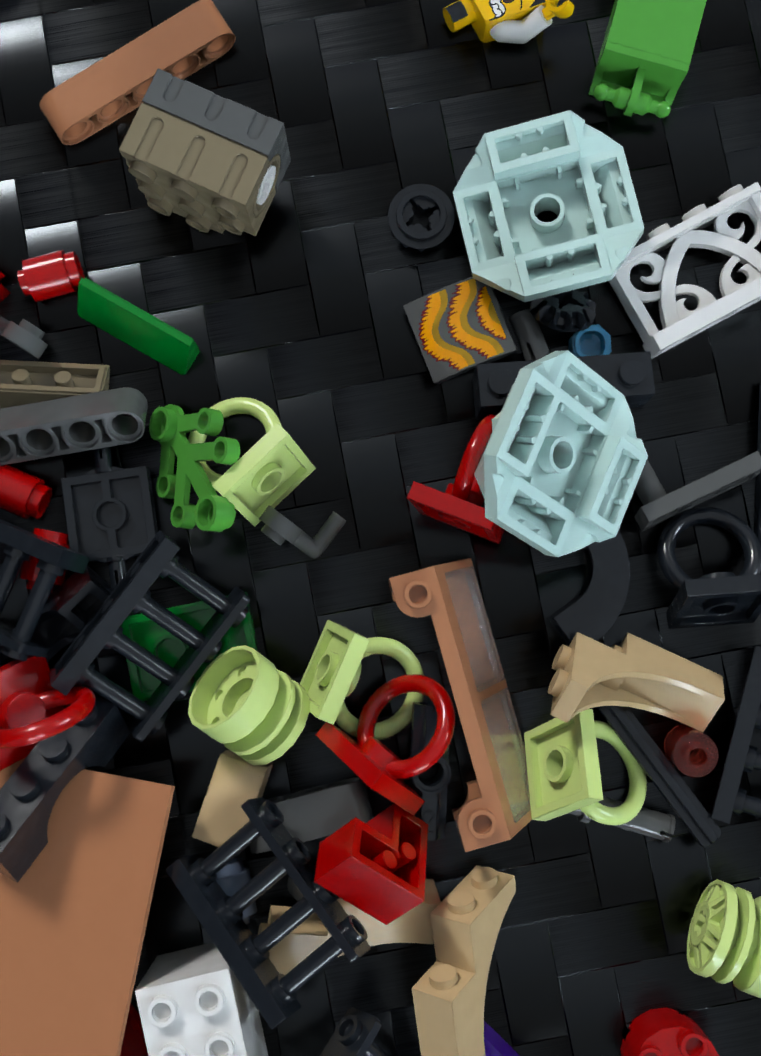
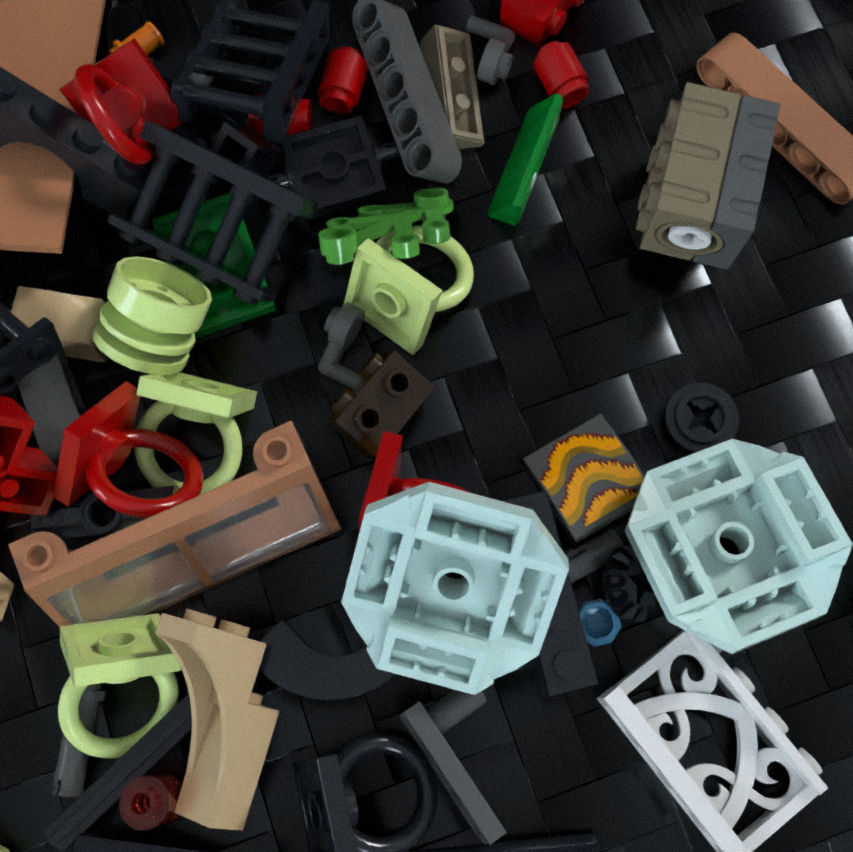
camera: 85 degrees right, 10 degrees down
(364, 503) = (379, 402): none -> dark brown brick

